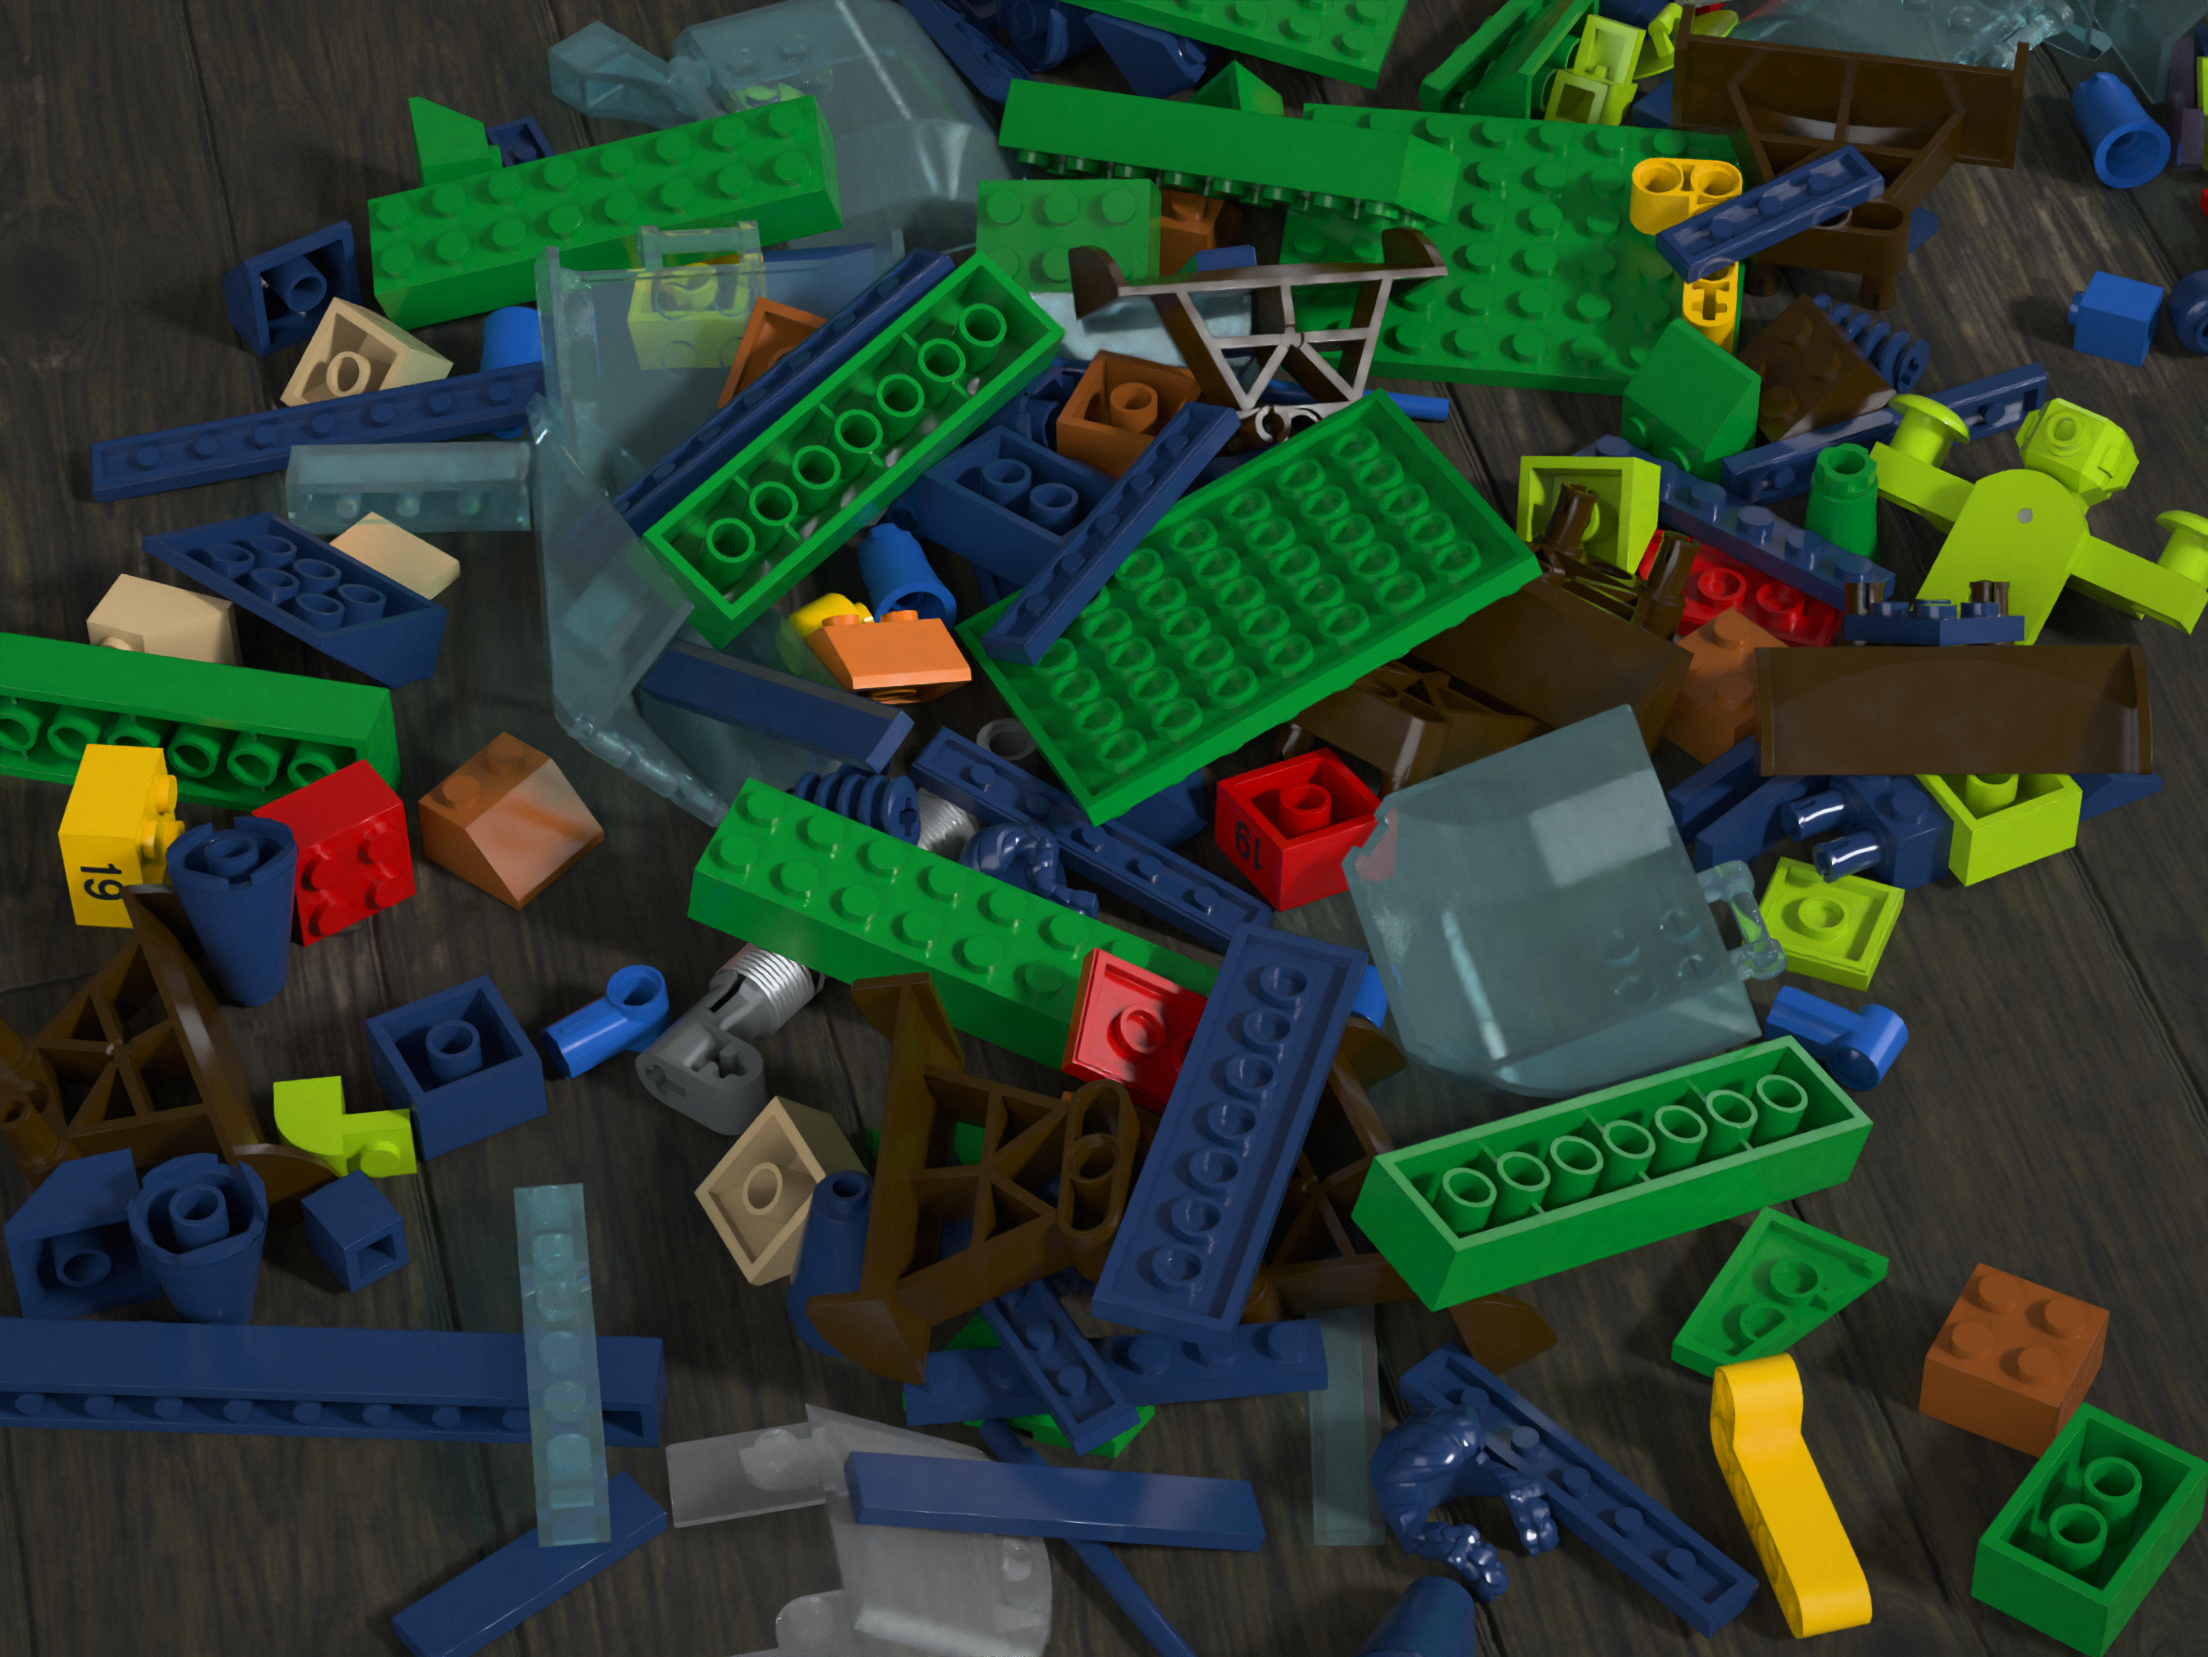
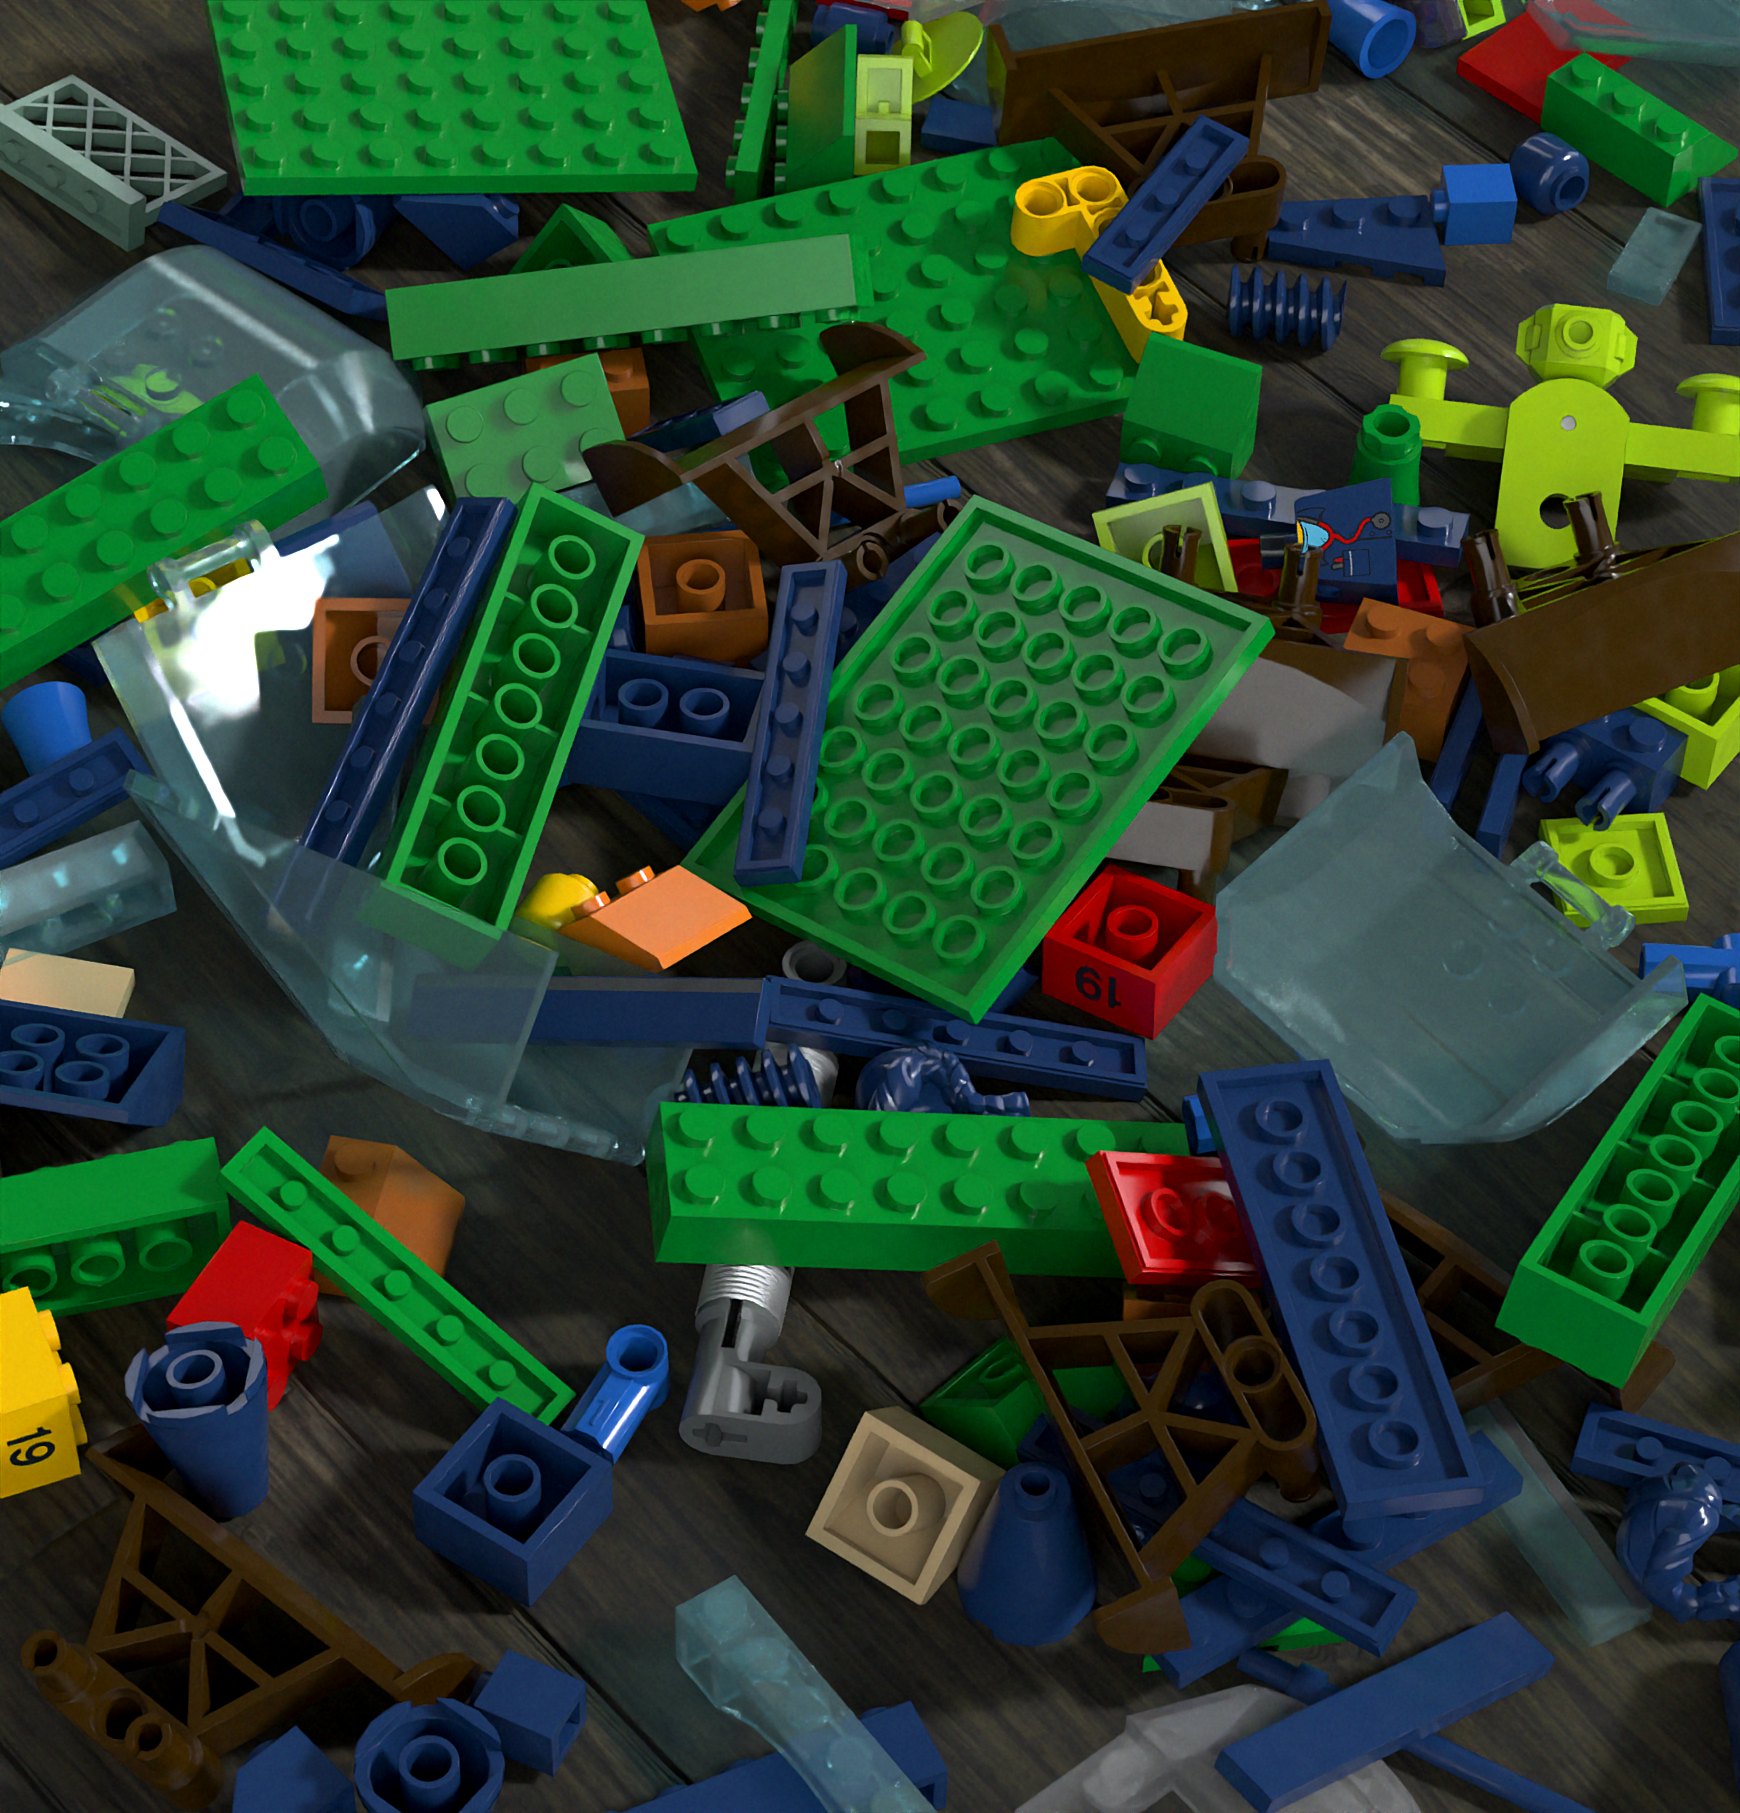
camera: 30 degrees left, 5 degrees up
(314, 1119) = (413, 1622): lime brick -> none
(466, 859) = (389, 1280): none -> green plate
(901, 577) = (596, 841): blue plant -> none
(1750, 557) = (1357, 539): none -> dark blue torso
(1787, 465) = (1357, 386): dark blue tile -> none
(1811, 373) = (1295, 343): dark brown brick -> none
(1934, 623) = (1568, 557): dark blue plate -> none
(1996, 313) = (1362, 231): none -> dark blue wing

